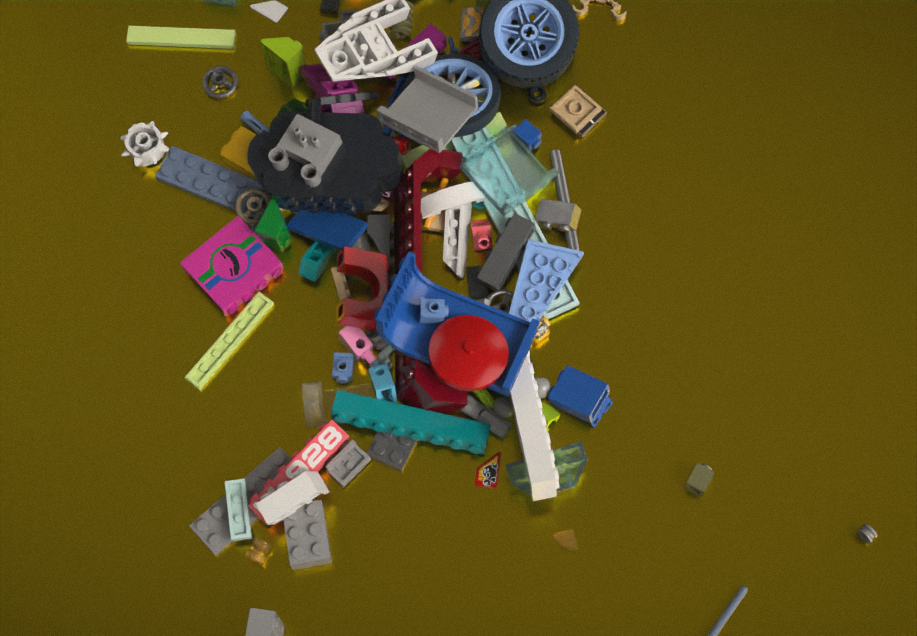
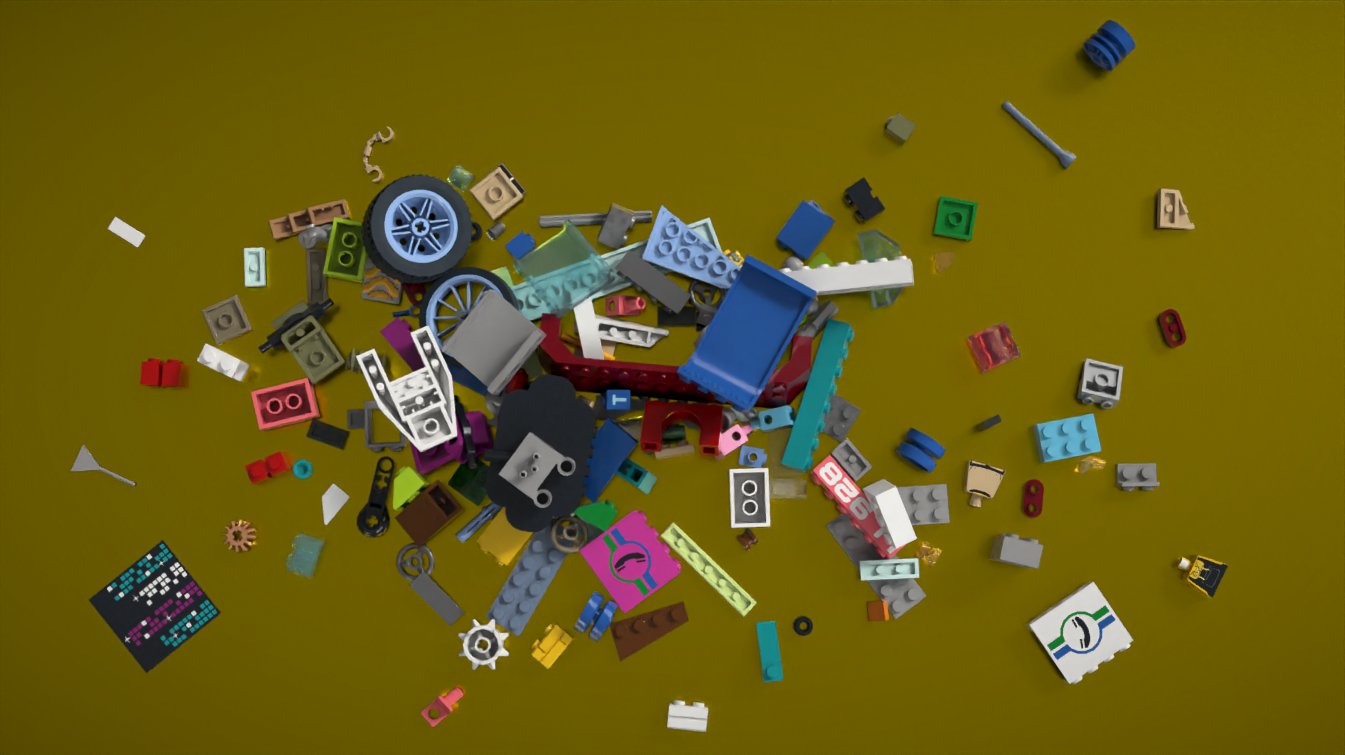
camera: 90 degrees left, 15 degrees up
(83, 334) = (687, 716): none -> white brick
(88, 118) = (443, 705): none -> coral bracket
(147, 205) = (552, 645): none -> yellow brick
(149, 404) = (769, 651): none -> teal slope
(167, 287) = (641, 630): none -> reddish brown wing
(175, 236) = (595, 616): none -> blue wheel
(178, 430) = (798, 621): none -> black plate
(181, 37) = (355, 601): yellowish green tile -> none
(186, 102) = (436, 598): none -> dark grey tile
(196, 506) = (878, 610): none -> orange tile
(259, 34) = (377, 503): none -> black beam
(260, 372) = (748, 539): none -> reddish brown wheel
(266, 86) = (429, 513): none -> reddish brown slope
(300, 365) = (749, 498): none -> white brick
(337, 599) = (981, 481): none -> tan torso
(359, 289) = (674, 433): none -> clear light blue brick
(362, 528) = (922, 447): none -> blue wheel
(385, 231) = (617, 400): none -> blue brick
(398, 597) = (988, 423): none -> pearl dark grey tile
(428, 315) = (725, 364): medium blue brick -> none
(468, 353) = (771, 327): red dish -> none
(481, 599) = (994, 346): none -> clear pink slope
(488, 472) = (869, 327): sticker -> none
(541, 115) = (496, 230): none -> dark grey piece
(587, 78) = (460, 177): none -> clear light blue brick
(613, 546) = (955, 218): none -> green plate
(620, 446) = (862, 201): none -> black brick

